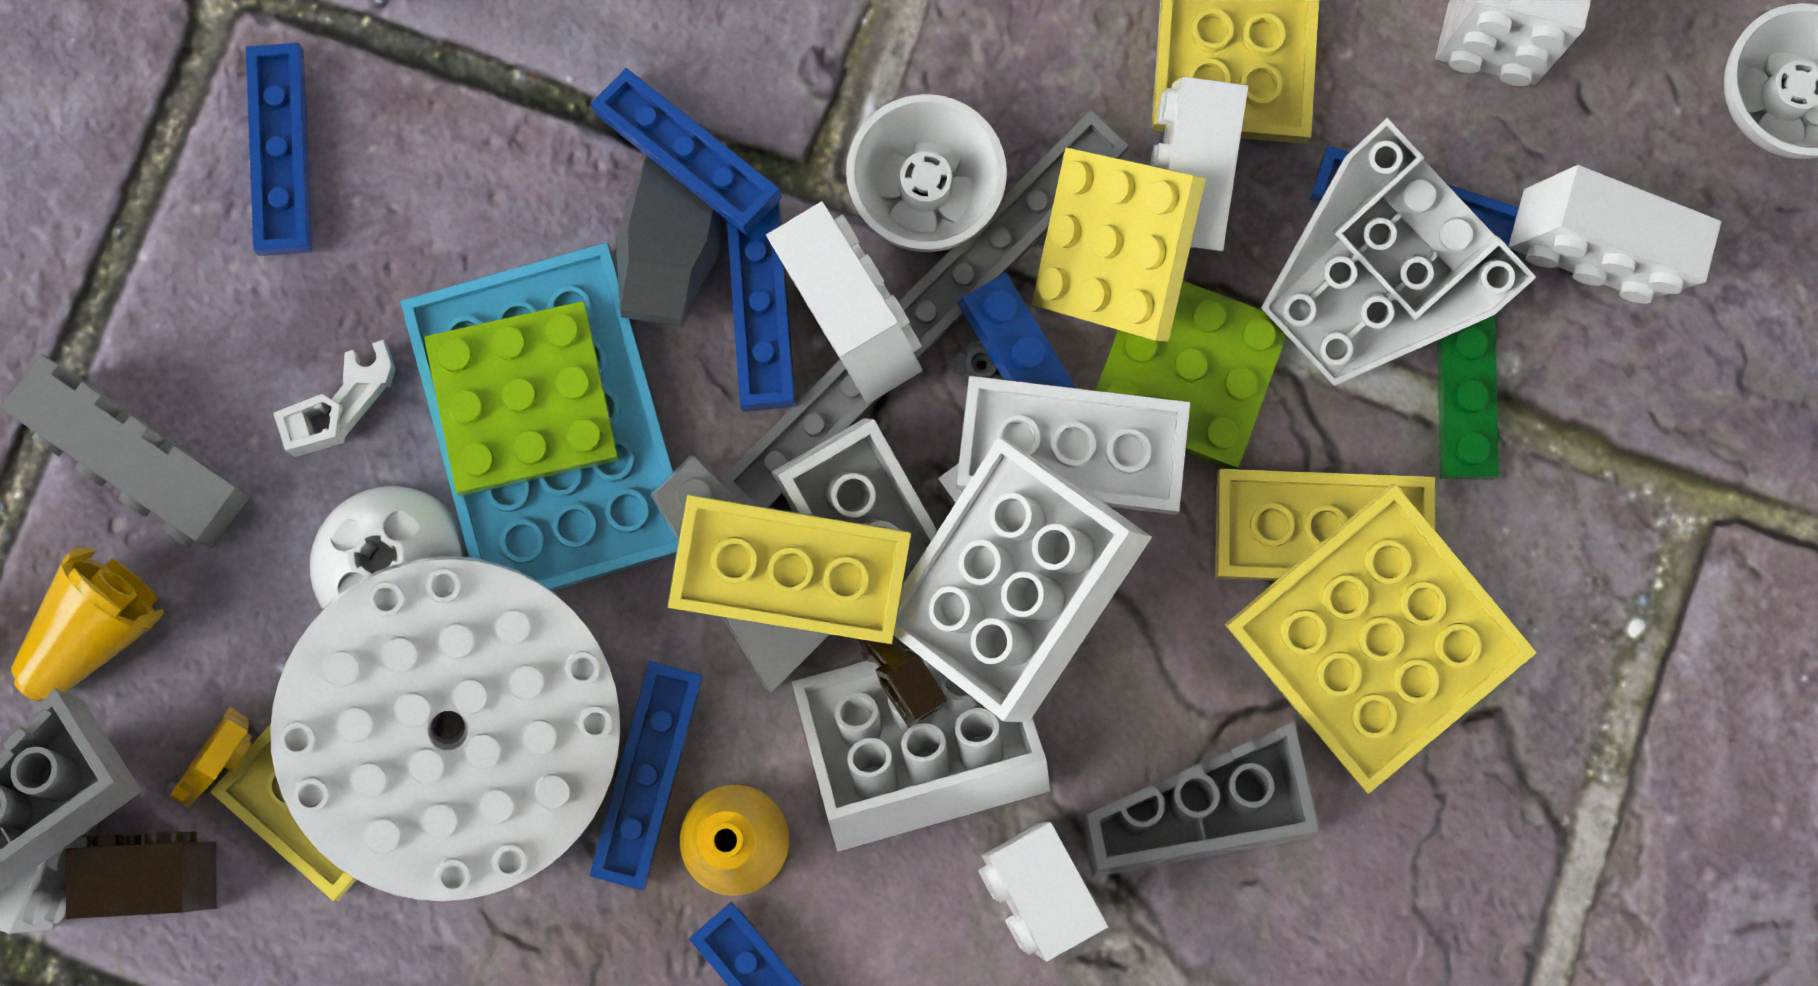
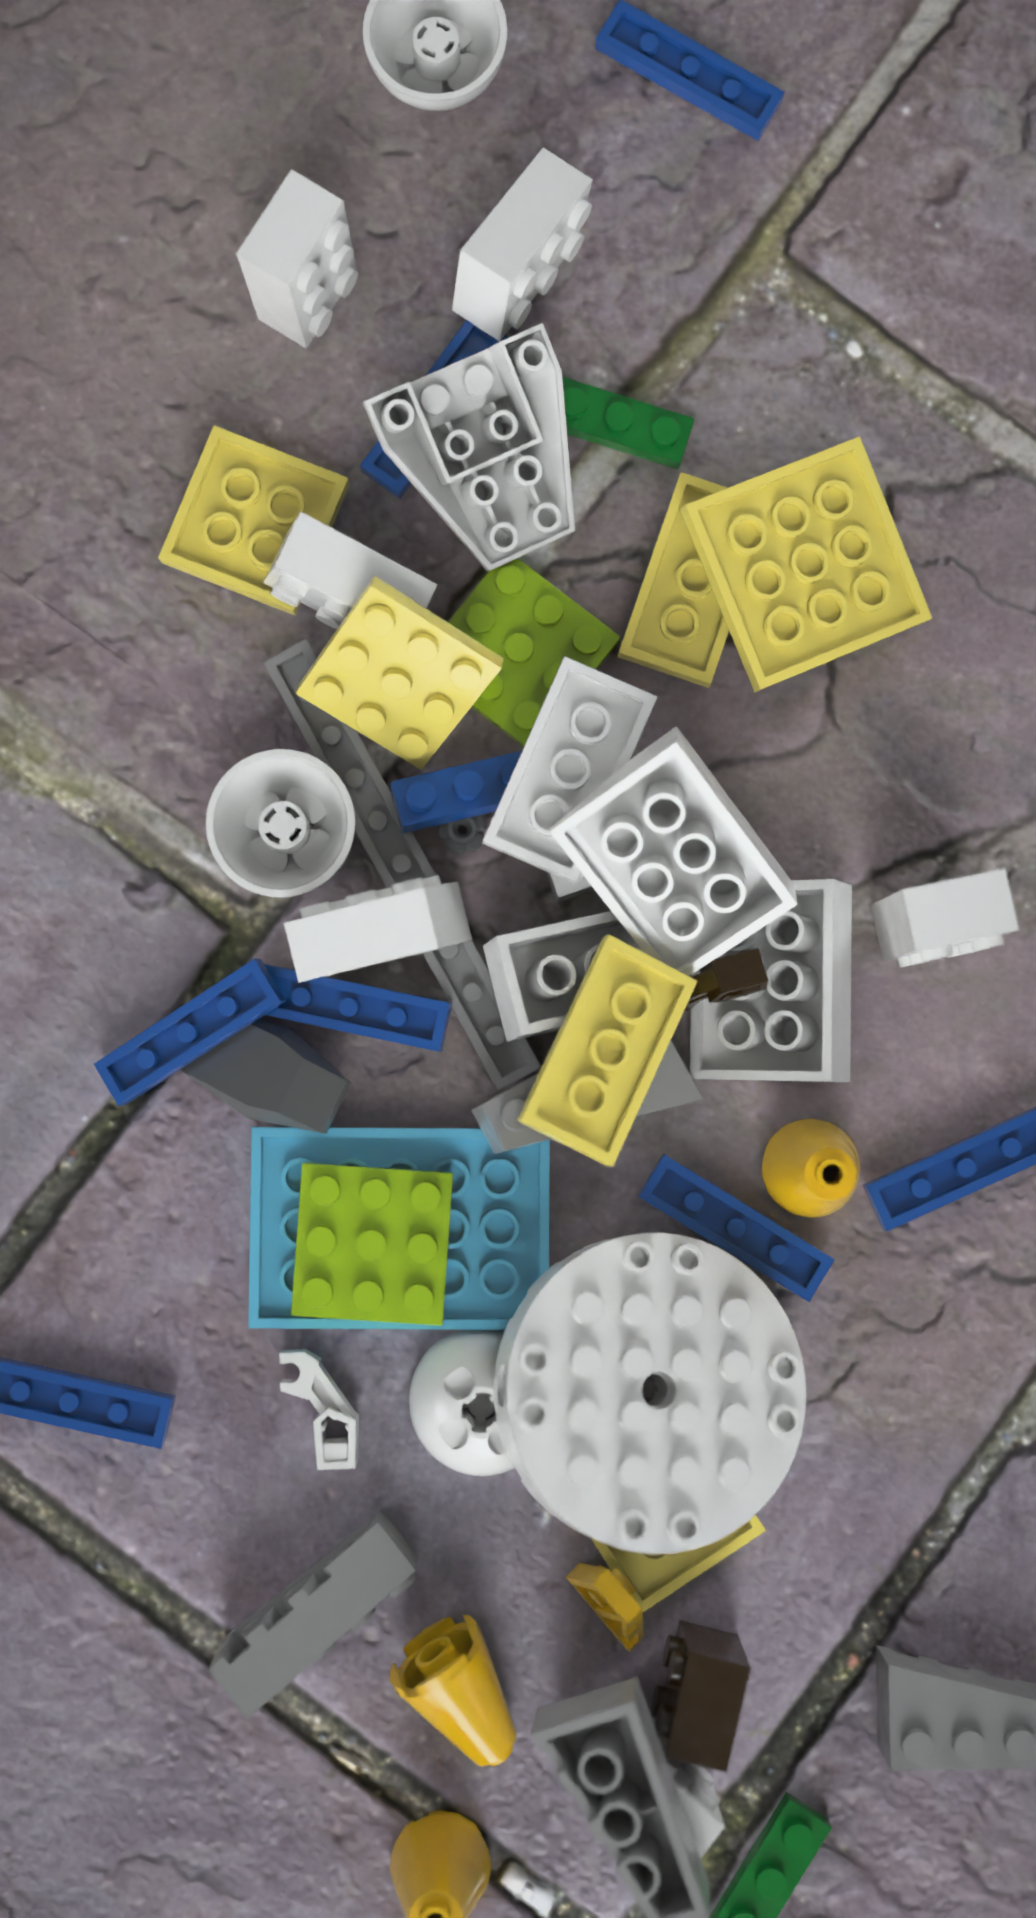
camera: 70 degrees left, 5 degrees up
(1215, 808) = (908, 750): light grey wedge -> none

